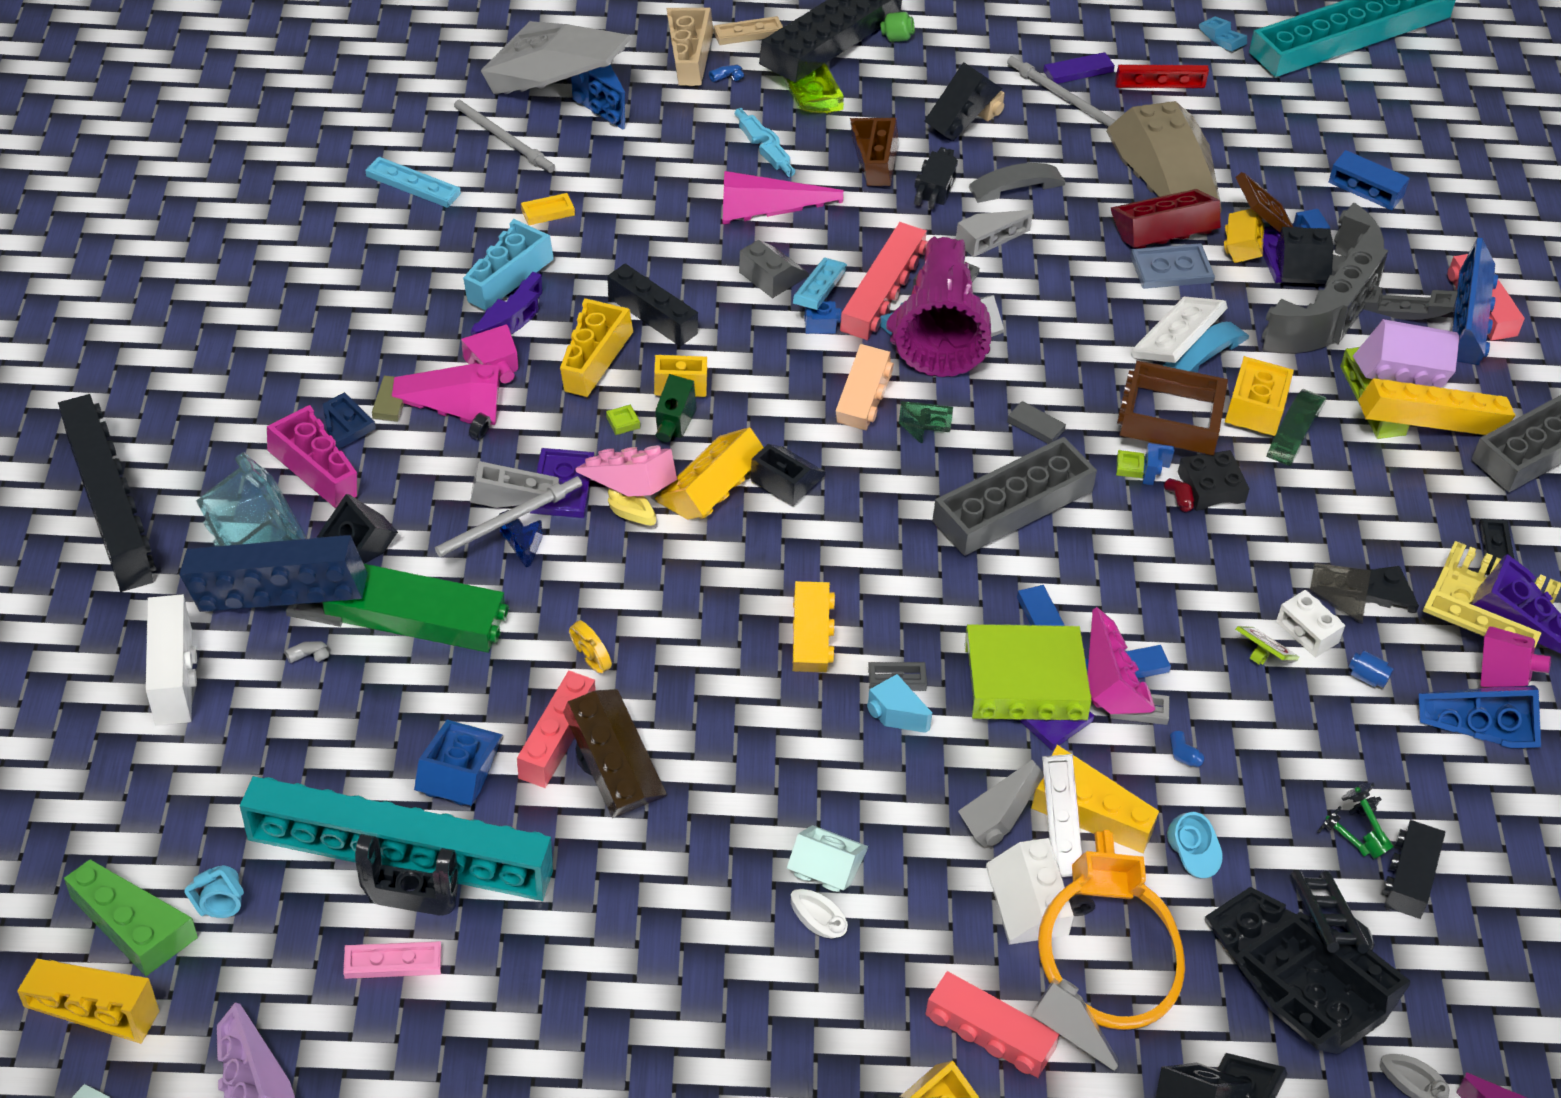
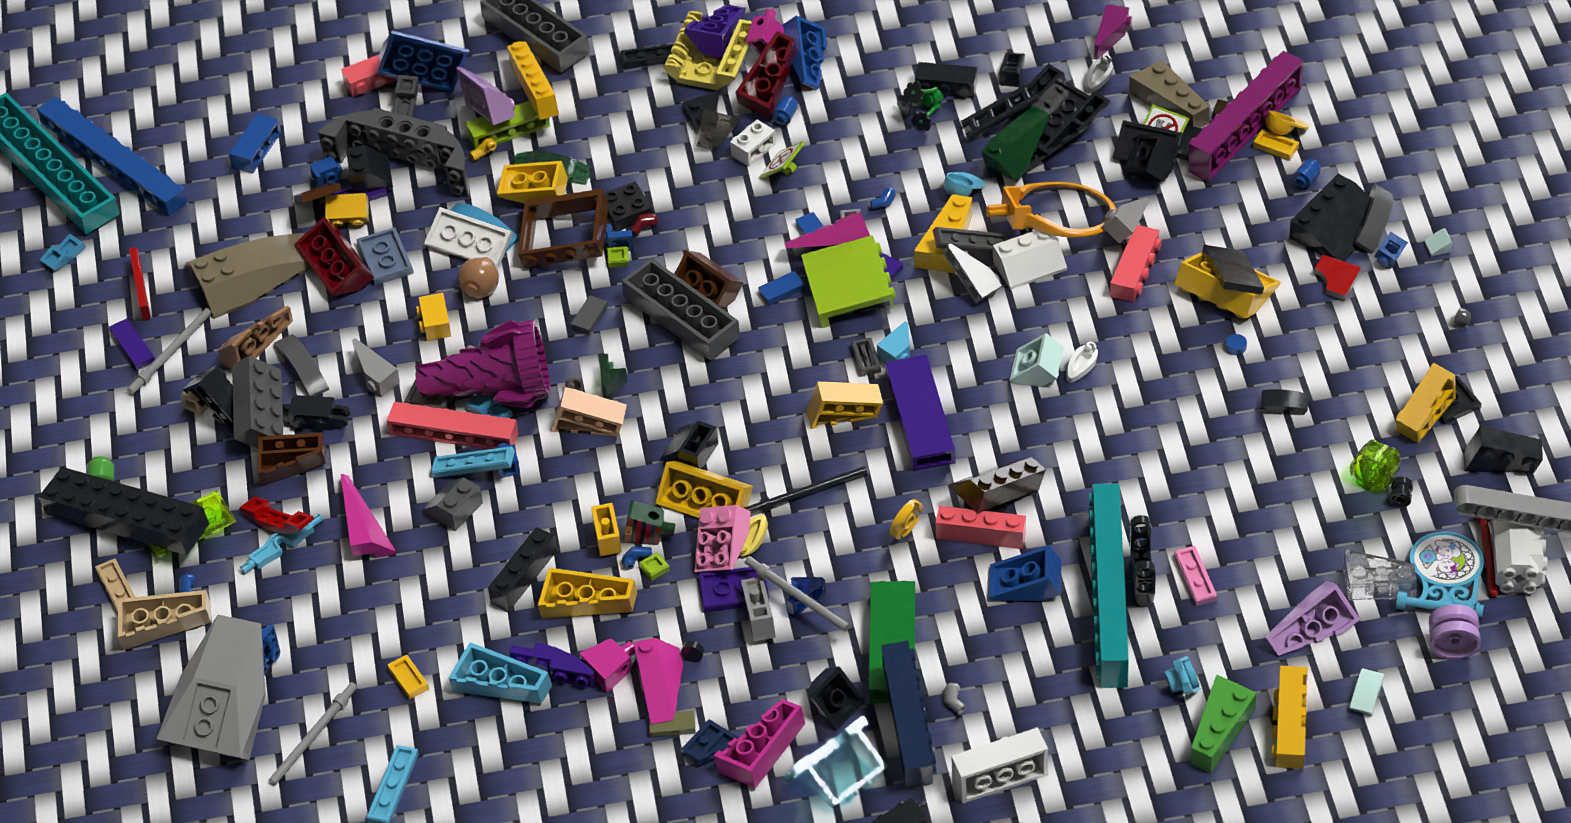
camera: 95 degrees left, 0 degrees up
(644, 404) = (633, 554): none -> blue arm
(679, 534) = (767, 503): none -> black bar
(777, 707) = (920, 413): none -> dark purple brick
(797, 137) = (276, 521): none -> red slope
(921, 389) = (576, 381): none -> dark grey hinge
(944, 122) = (256, 400): none -> dark grey brick
(1054, 145) = (255, 338): none -> medium nougat wedge
(1059, 287) = (435, 317): none -> yellow brick
(1062, 533) = (708, 278): none -> reddish brown slope
(1111, 327) = (478, 277): none -> medium nougat brick
(1246, 907) = (1014, 146): none -> dark green wedge
(1337, 368) = (484, 148): none -> yellow arm
(1361, 75) = (112, 156): none -> blue brick
(1425, 967) = (1011, 72): none -> black slope
(1429, 649) = (767, 77): none -> dark red wedge

